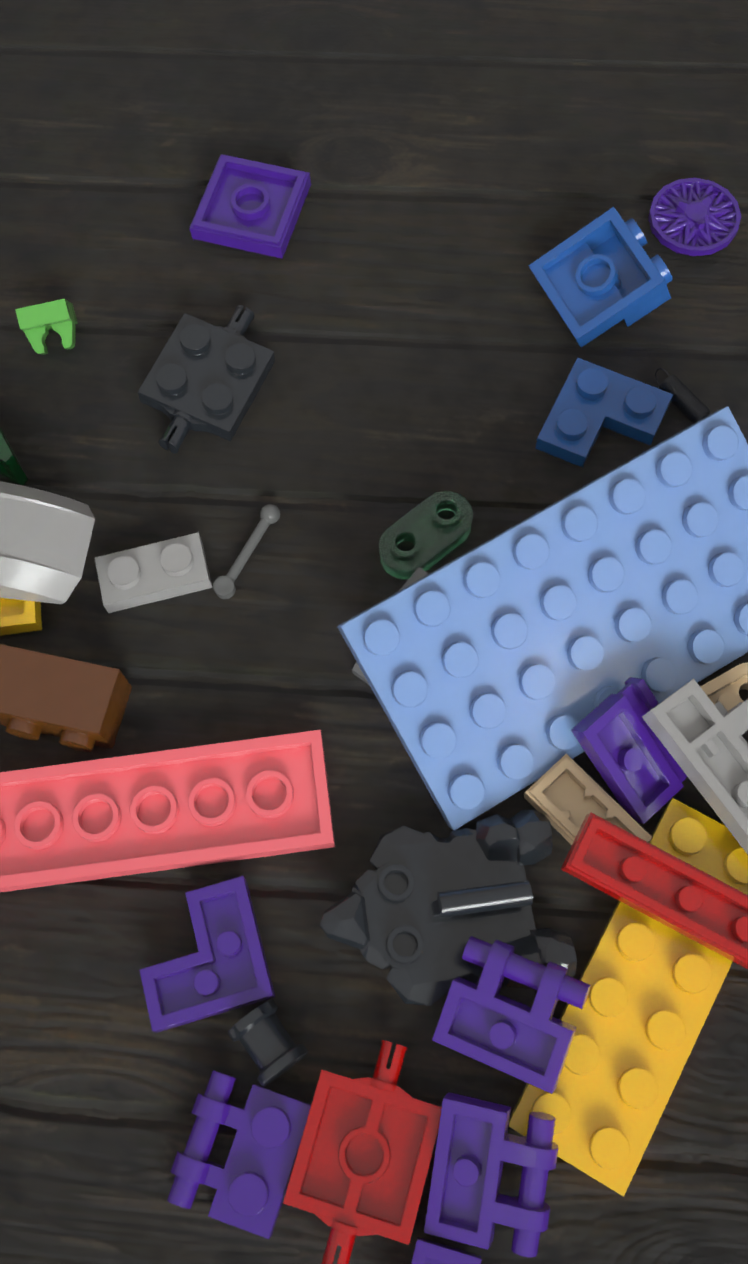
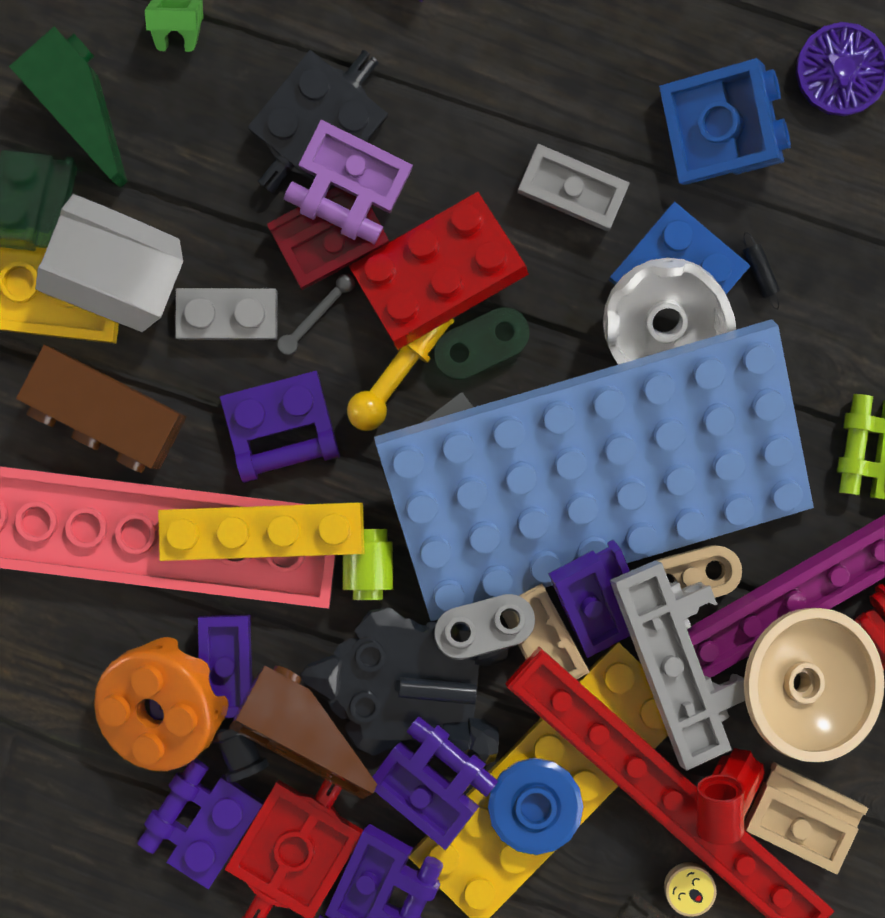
camera: 10 degrees right, 20 degrees up
(197, 1002) = (181, 689): none -> orange plate
(226, 653) = (275, 410): none -> dark purple plate
(236, 770) = (261, 531): none -> yellow plate
(241, 469) = (317, 246): none -> dark red plate
(249, 392) = (355, 168): none -> medium lavender plate
(329, 986) = (296, 726): none -> reddish brown slope
(357, 552) = (368, 408): none -> yellow pin
(361, 472) = (438, 270): none -> red plate
(365, 783) = (370, 572): none -> lime brick
(474, 370) = (573, 187): none -> light grey plate
(519, 809) = (485, 627): none -> light grey plate
(600, 415) = (657, 286): none -> white plate
(643, 1011) = (535, 806): none -> blue wheel

